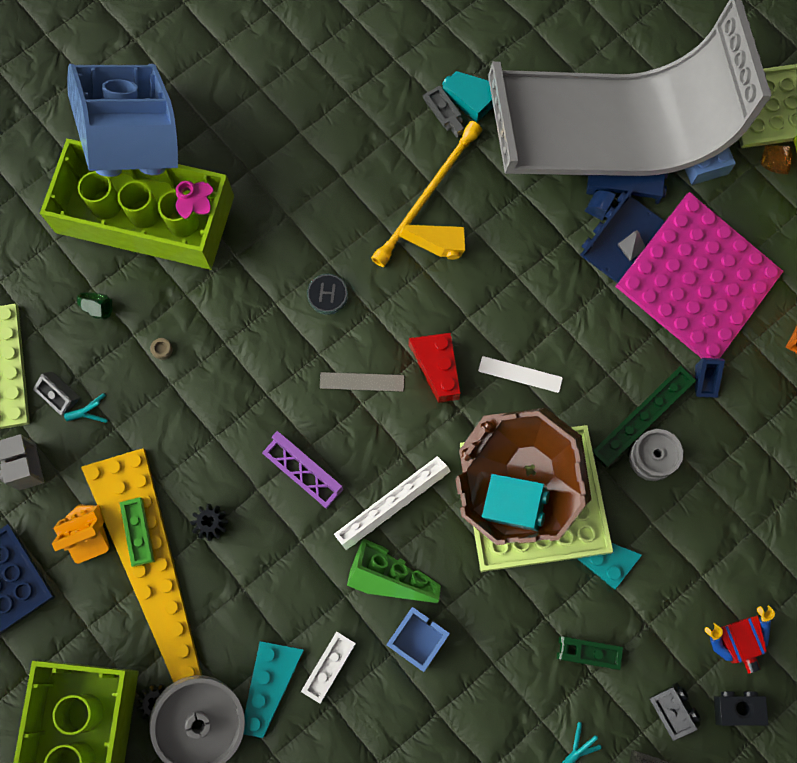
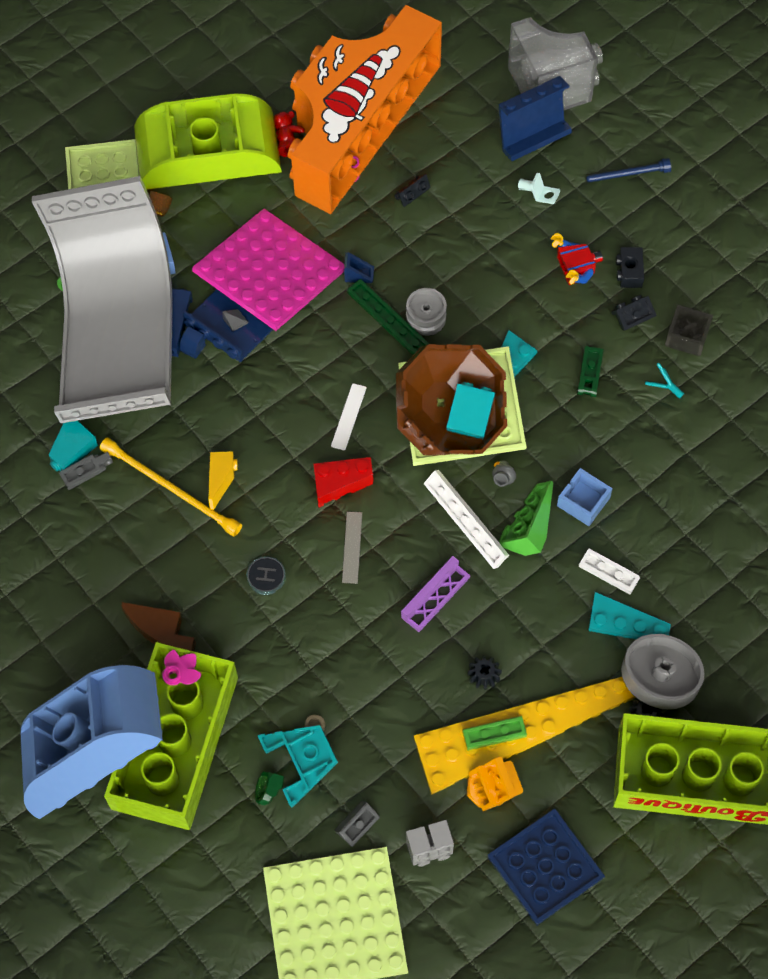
camera: 90 degrees left, 10 degrees down
(83, 412) = (377, 793): teal plant -> none
(126, 343) = (309, 753): none -> teal wing
(266, 193) = (158, 625): none -> reddish brown slope
(449, 544) = (503, 473): none -> dark grey animal

